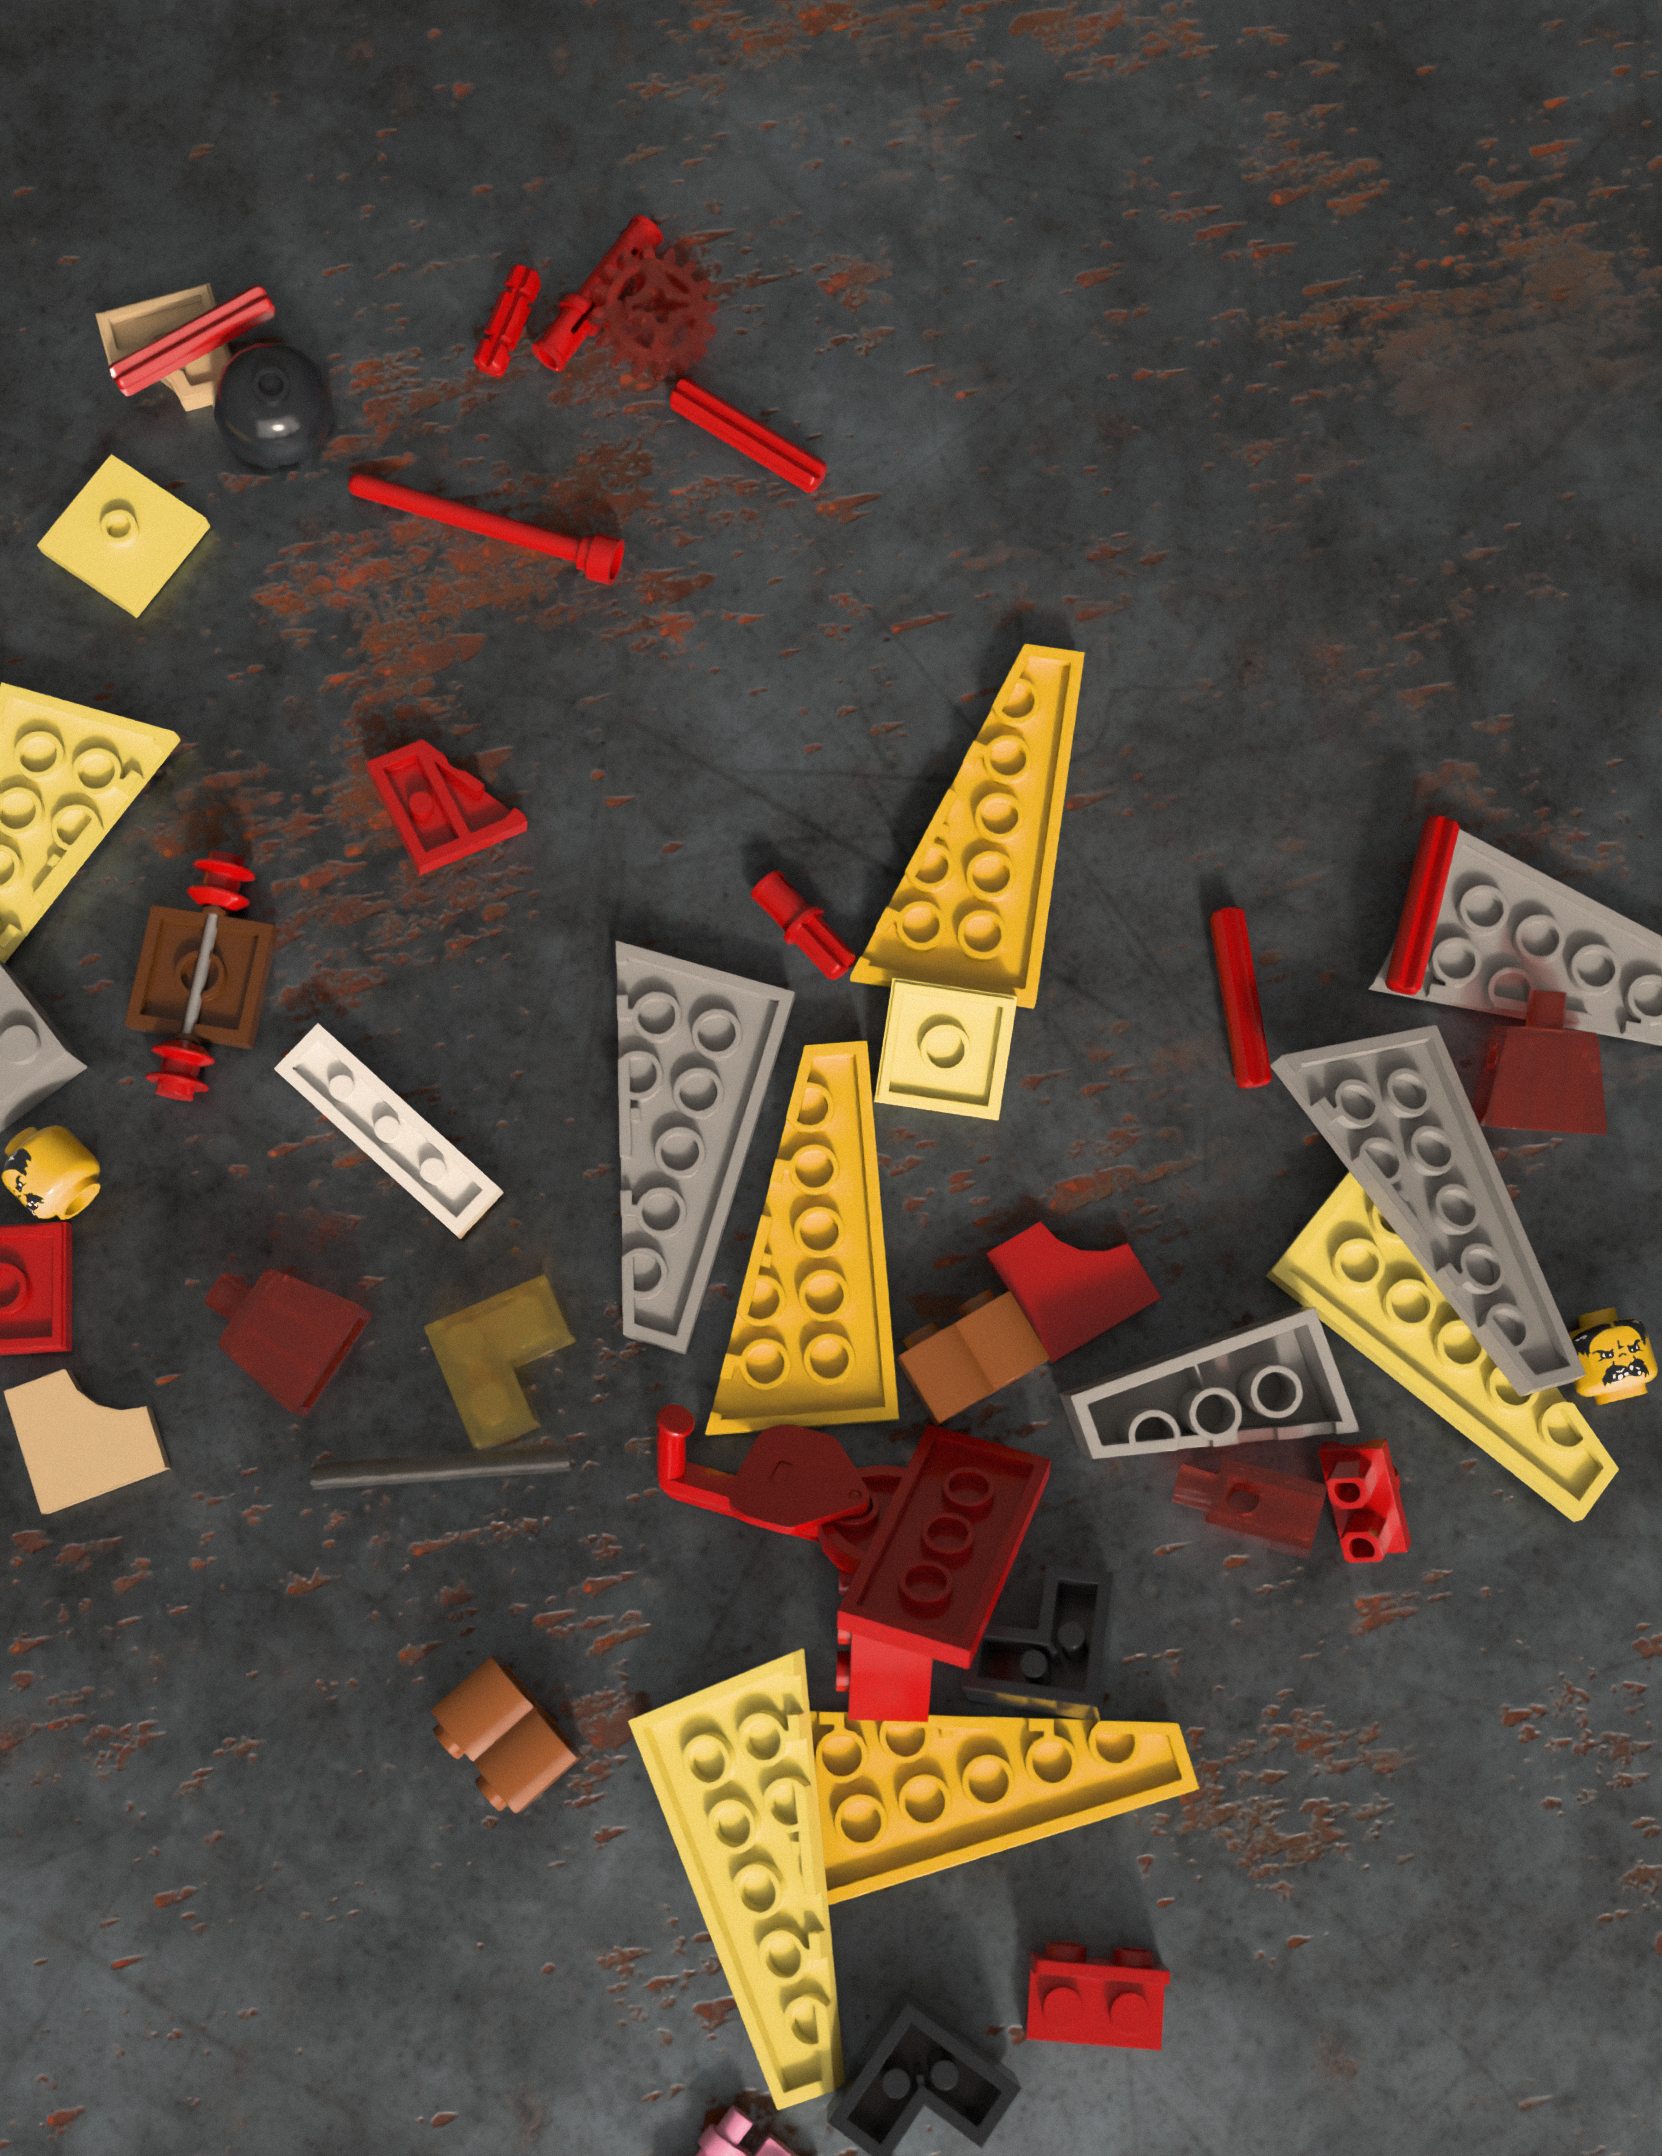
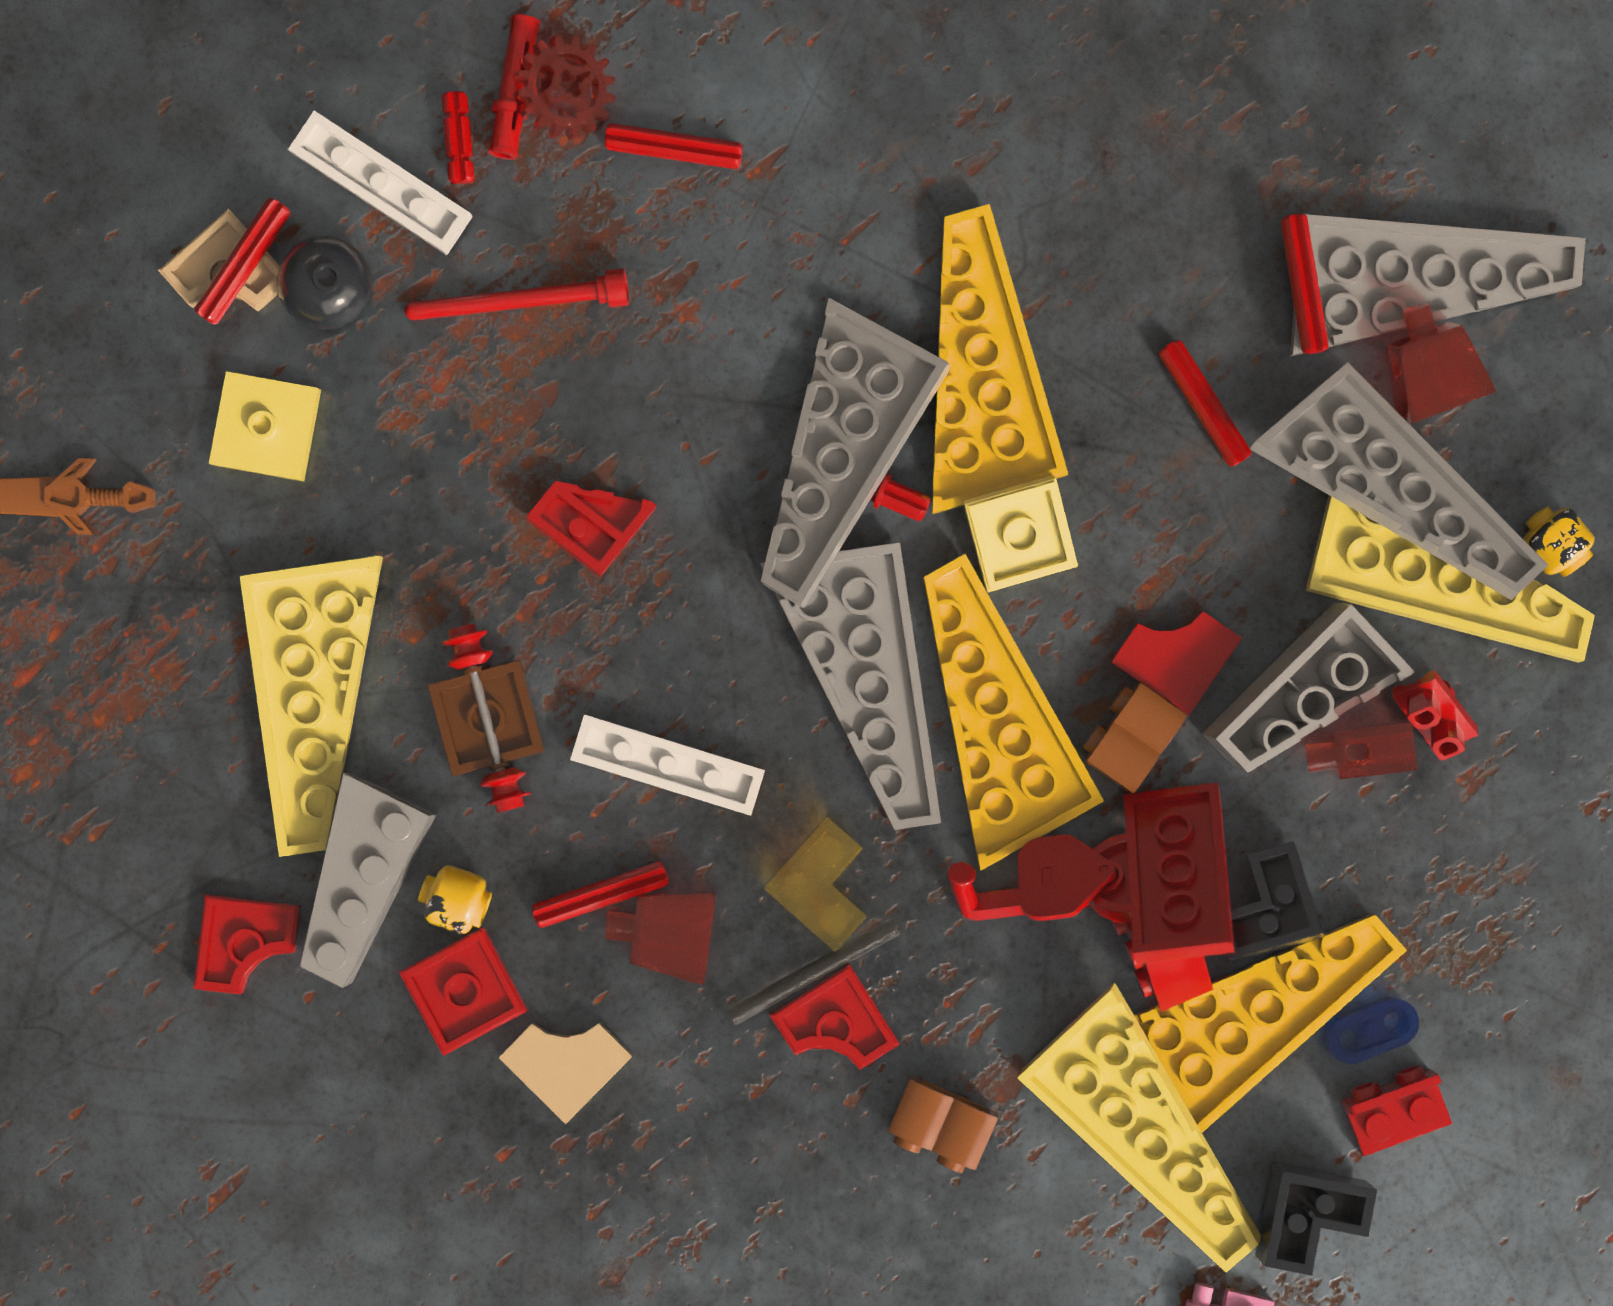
camera: 25 degrees left, 10 degrees up
(229, 1250) = (600, 894): none -> red axle
(394, 329) = (380, 182): none -> white plate
(443, 1538) = (836, 1017): none -> red tile
(795, 835) = (851, 427): none -> light grey wing
(1107, 1874) = (1370, 1032): none -> clear blue plate

